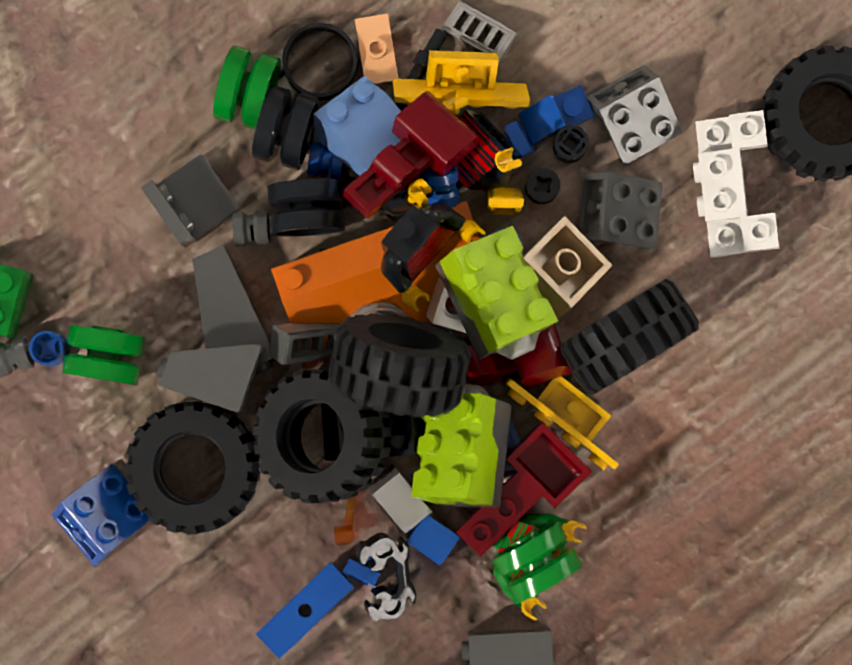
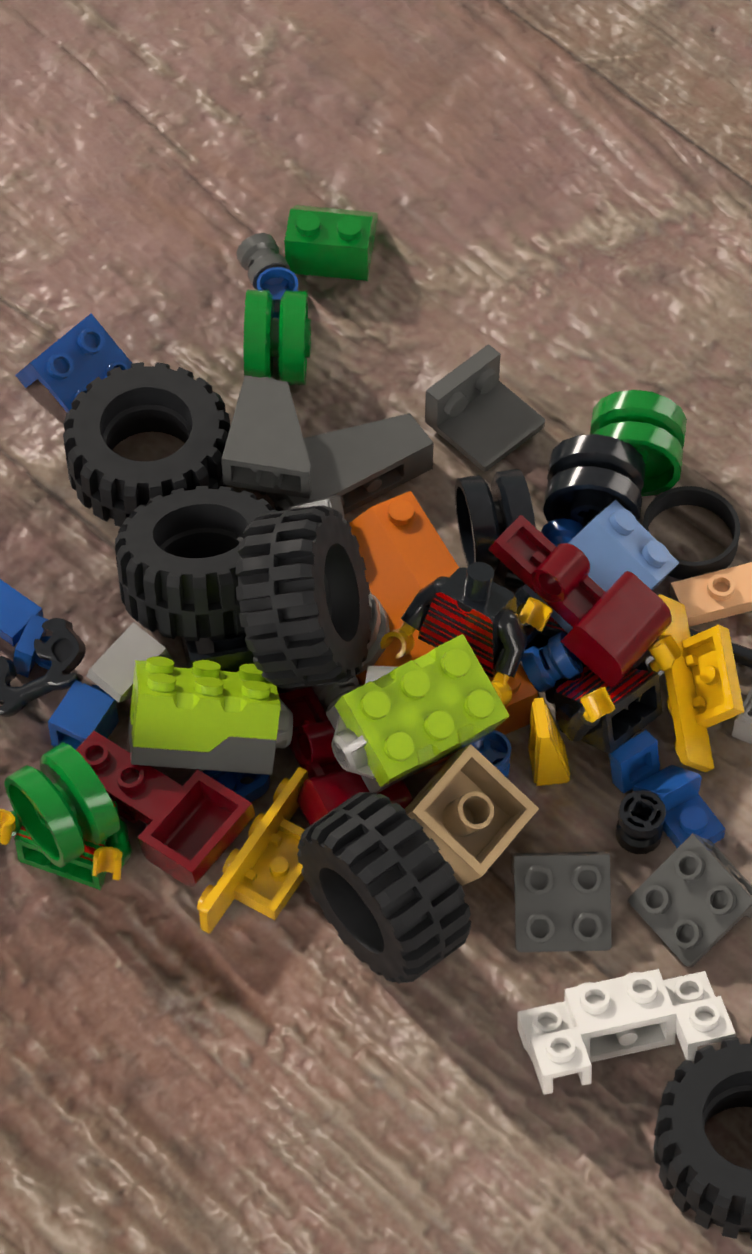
camera: 80 degrees right, 30 degrees down
(243, 229) = (452, 466): dark grey wheel -> none
(345, 534) = (86, 630): clear orange hand -> none
(538, 190) = (577, 810): black wheel -> none

